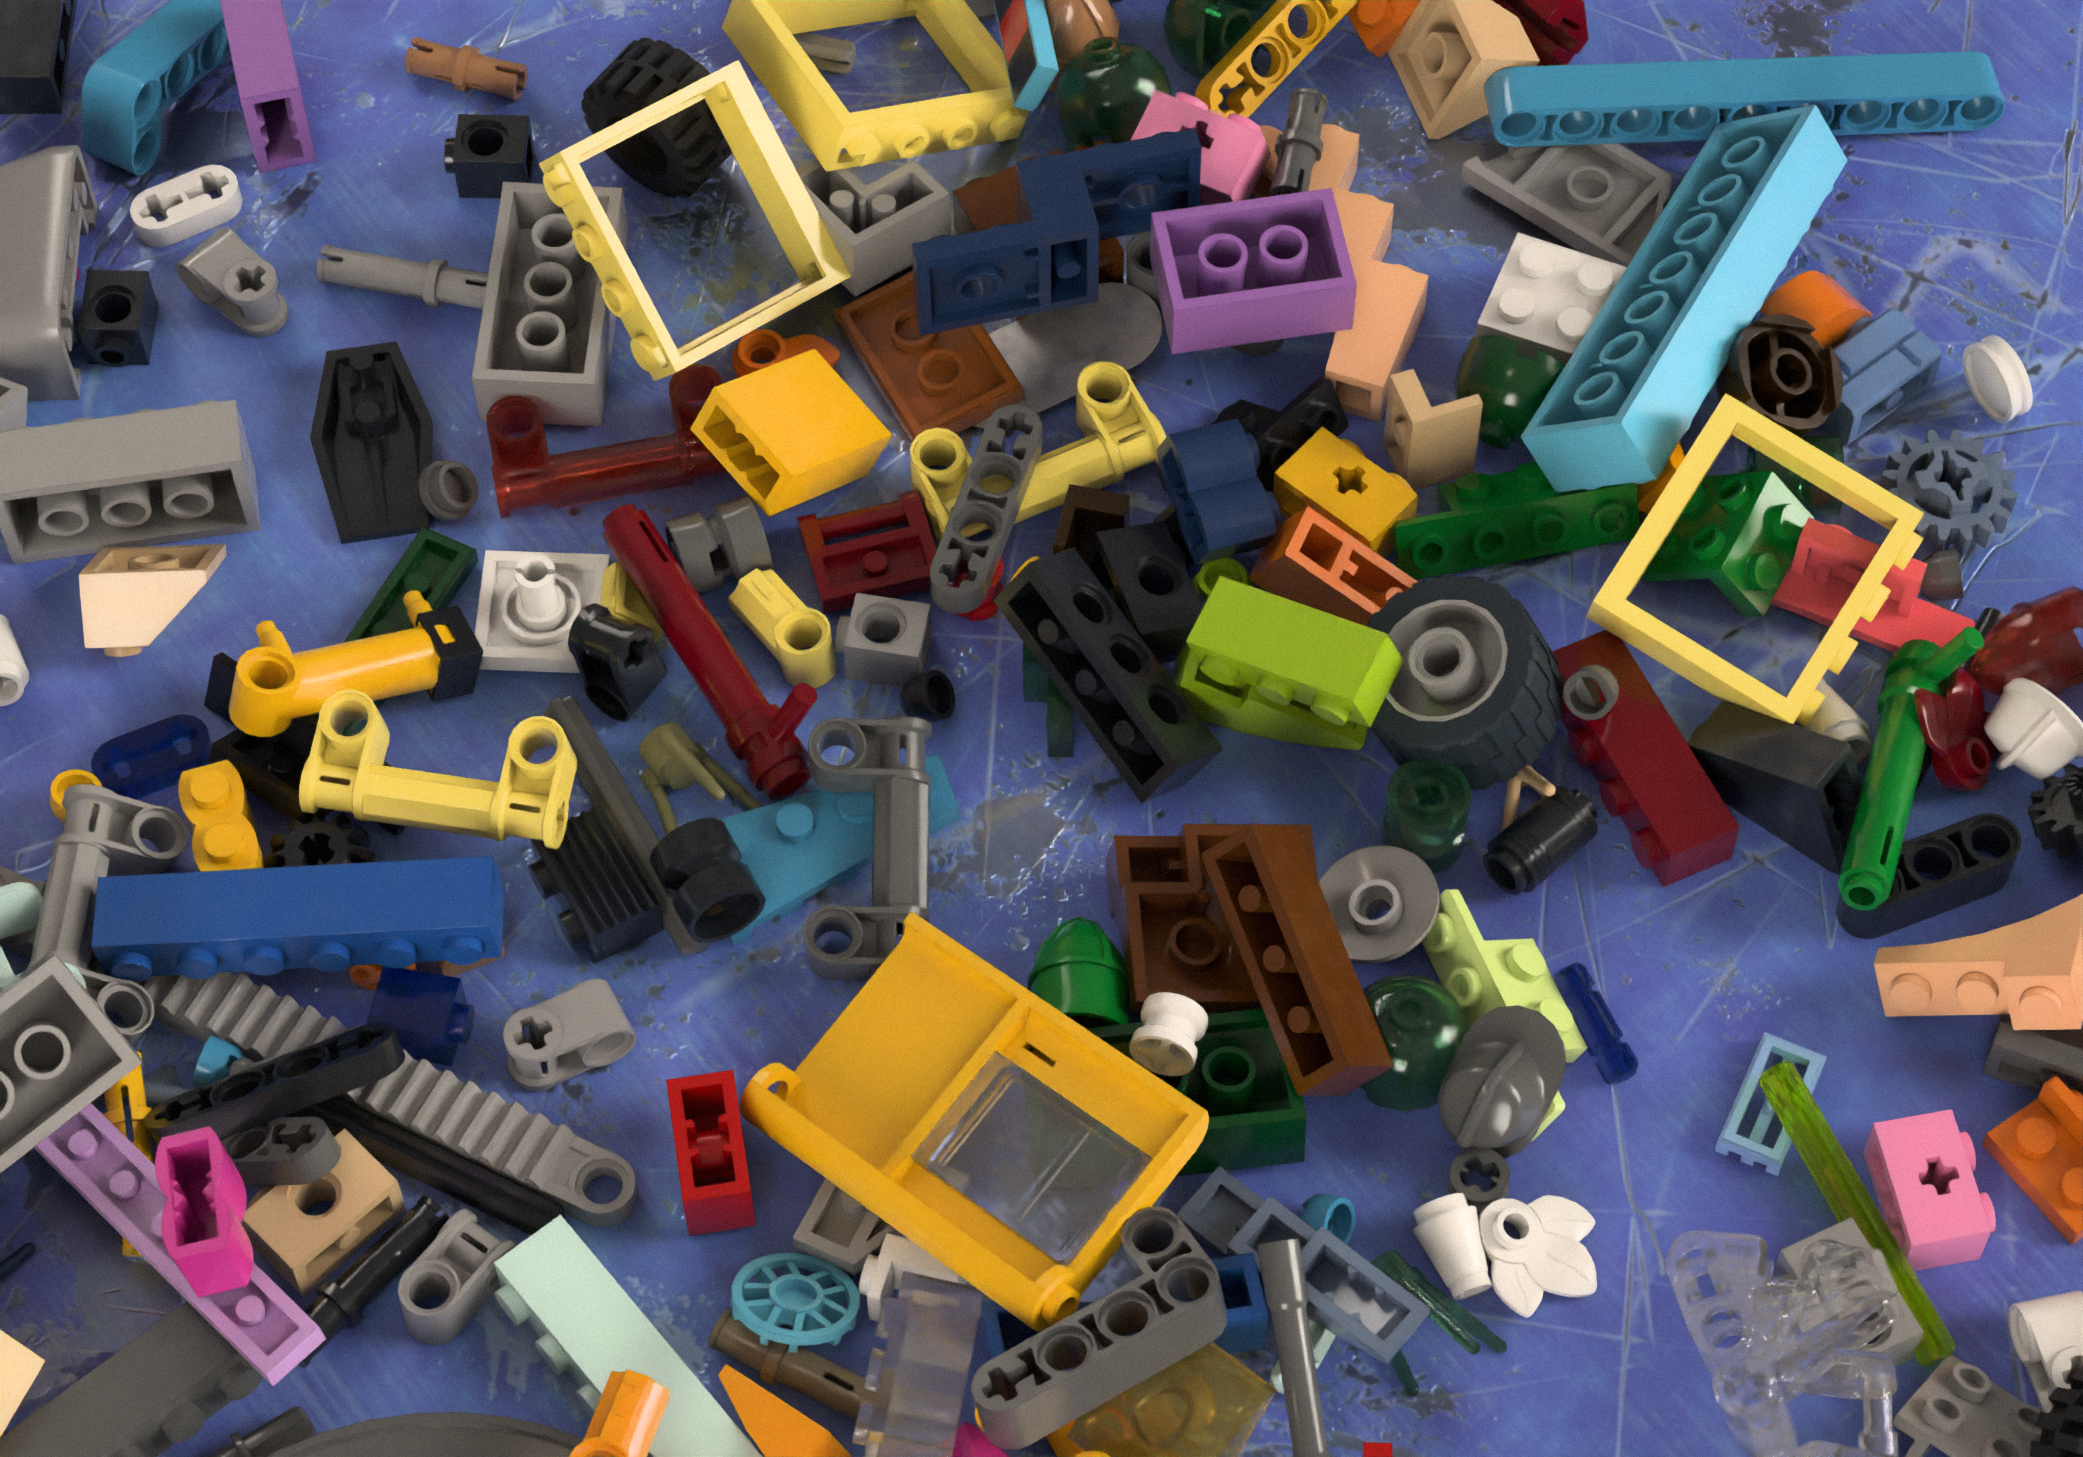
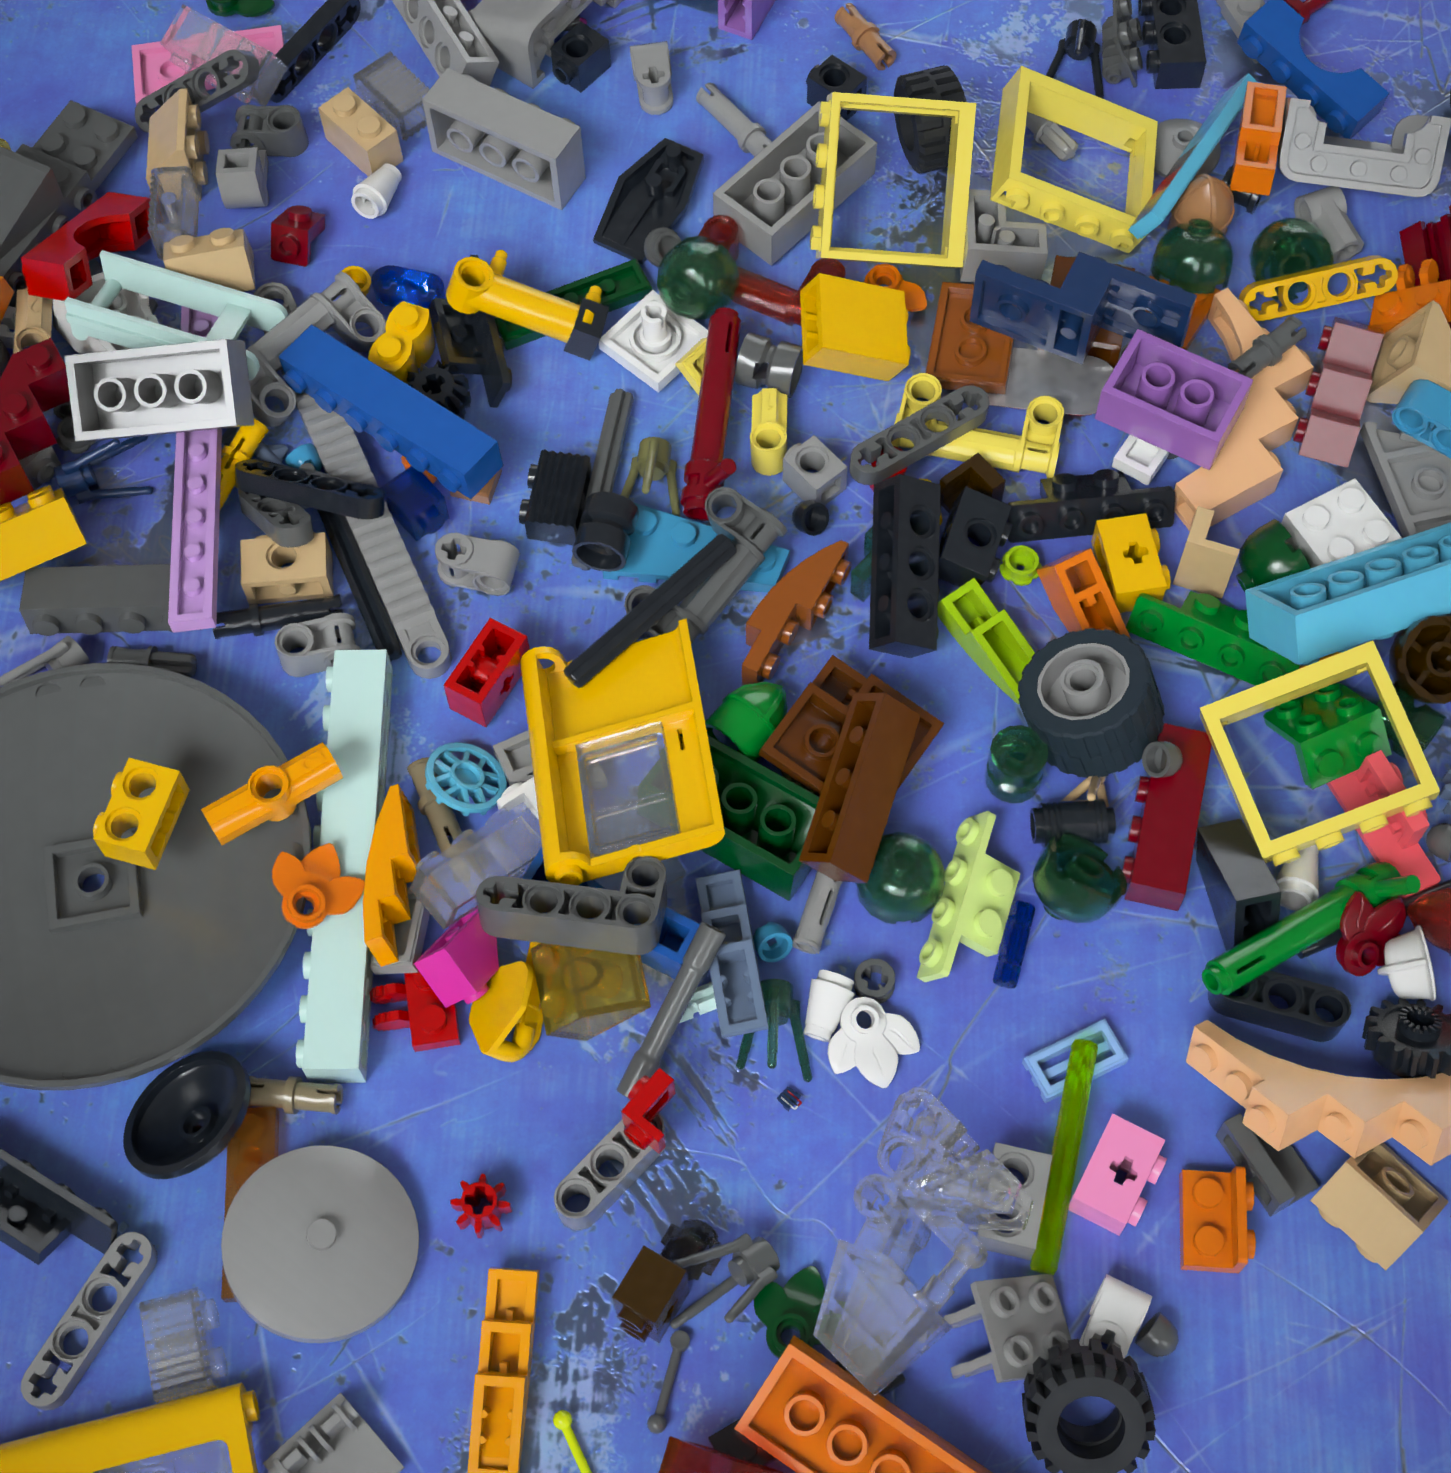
camera: 40 degrees right, 5 degrees up
(139, 590) = (470, 200): tan slope -> none
(186, 205) = (665, 22): white beam -> none
(203, 1212) = (200, 519): dark pink brick -> none
(351, 778) = (479, 368): light yellow piece -> none
(539, 496) = (697, 278): none -> clear green cylinder
(615, 661) = (662, 387): black piece -> none
(855, 936) = (650, 611): none -> black axle
(876, 564) = (842, 428): dark red plate -> none
(1004, 822) = (792, 603): none -> dark orange slope
(1168, 1034) = (756, 777): white wheel -> none
(1218, 490) = (1052, 508): dark blue brick -> none
(1236, 148) = (1225, 331): bright pink brick -> none
(1254, 370) = (1139, 459): none -> white tile
(1294, 653) = (1006, 622): lime brick -> none
(1348, 1150) = (816, 914): none -> light grey pin
(1377, 881) = (944, 779): light grey dish -> none
(1407, 146) = (1338, 391): none -> brick
(1501, 1386) = (789, 1098): none -> dark blue piece
(1502, 1080) = (923, 935): dark grey piece -> none
(1609, 901) = (1076, 880): none -> clear green cylinder

